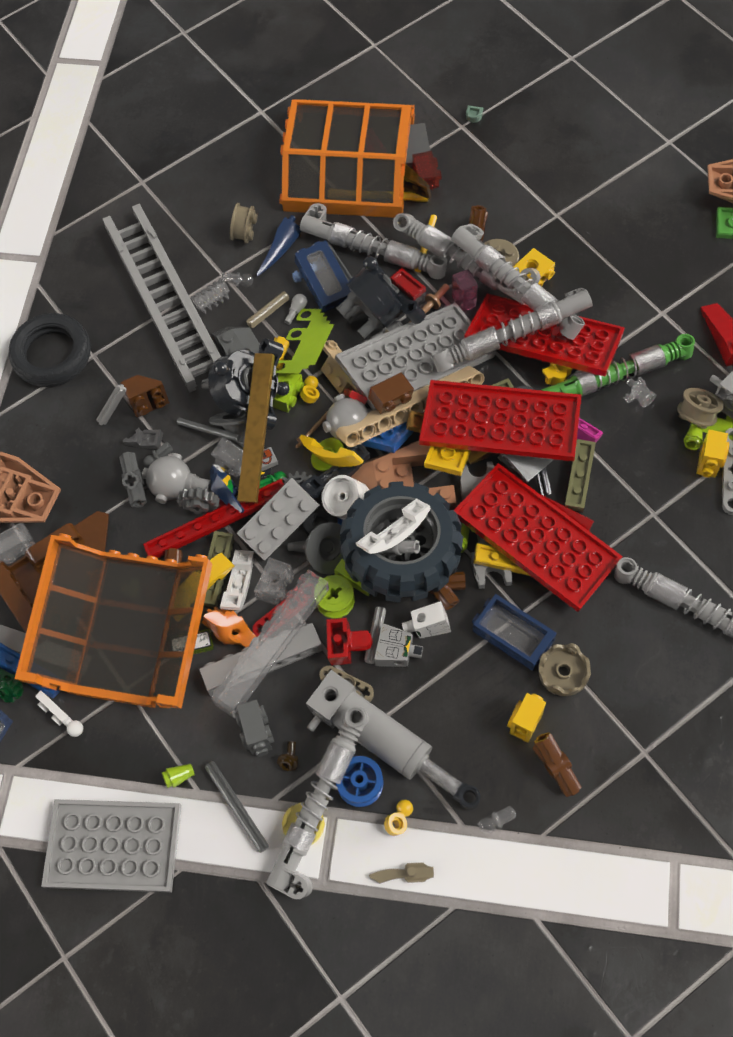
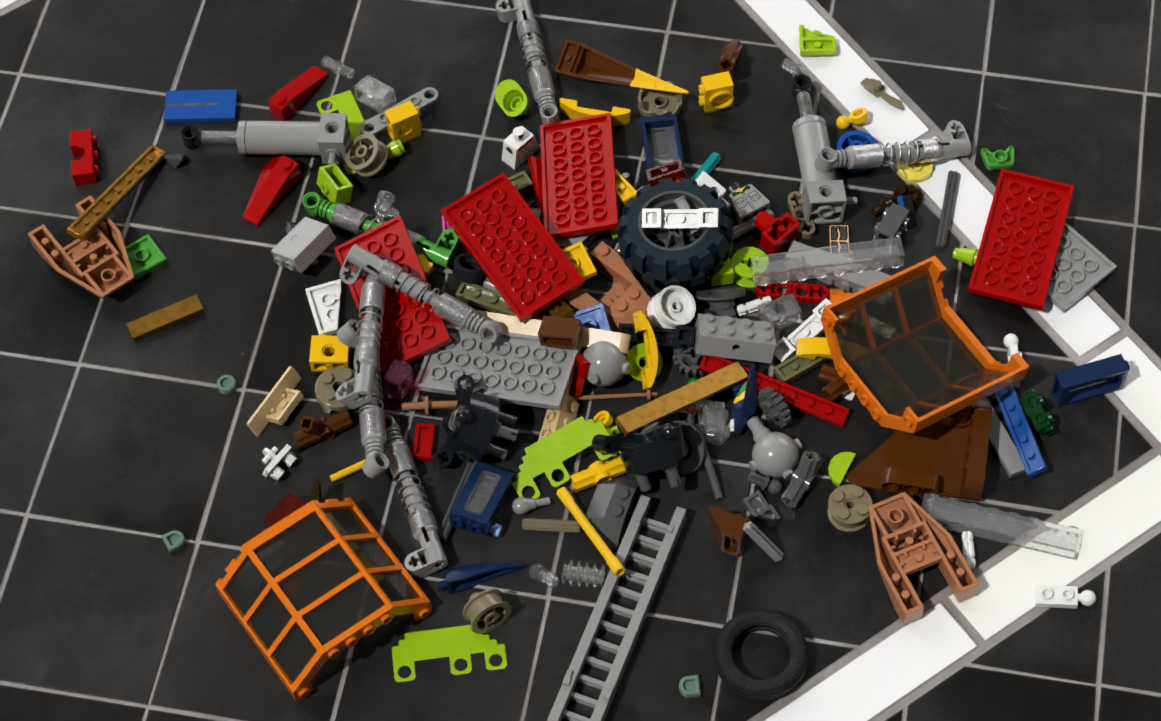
camera: 135 degrees left, 5 degrees down
(80, 302) = (689, 686): none -> sand green tile
(80, 489) = (849, 508): none -> dark tan wheel
(118, 514) = (839, 467): none -> lime tile
(142, 830) = (1021, 239): none -> red plate
(233, 317) = (611, 560): none -> yellow piece
(238, 905) = (998, 159): none -> bright green piece
(258, 197) = (445, 642): none -> lime piece
(266, 769) = (906, 201): none -> black sticker
(282, 797) = (917, 195): none -> dark brown gear
(292, 688) = (838, 235): none -> tile
(301, 569) = (751, 306): none -> white axle
(460, 644) = (708, 165): none -> teal axle
(473, 603) = (671, 169): none -> clear red brick
(477, 191) = (272, 468): none -> white hips
(513, 867) = (816, 43): none -> lime wing
(521, 221) = (278, 403): none -> tan bracket
(563, 286) = (325, 306): none -> white wing
(569, 207) = (226, 384): none -> sand green tile
(611, 518) = (518, 147): none -> white torso
(616, 595) = (570, 108): none -> yellow slope
(647, 309) = (302, 244): none -> light grey piece
(657, 642) = (589, 64): none -> reddish brown plate
(663, 205) = (165, 317): none -> pearl gold tile
(667, 555) = (511, 98): none -> lime piece
(690, 369) = (334, 184): none -> lime brick

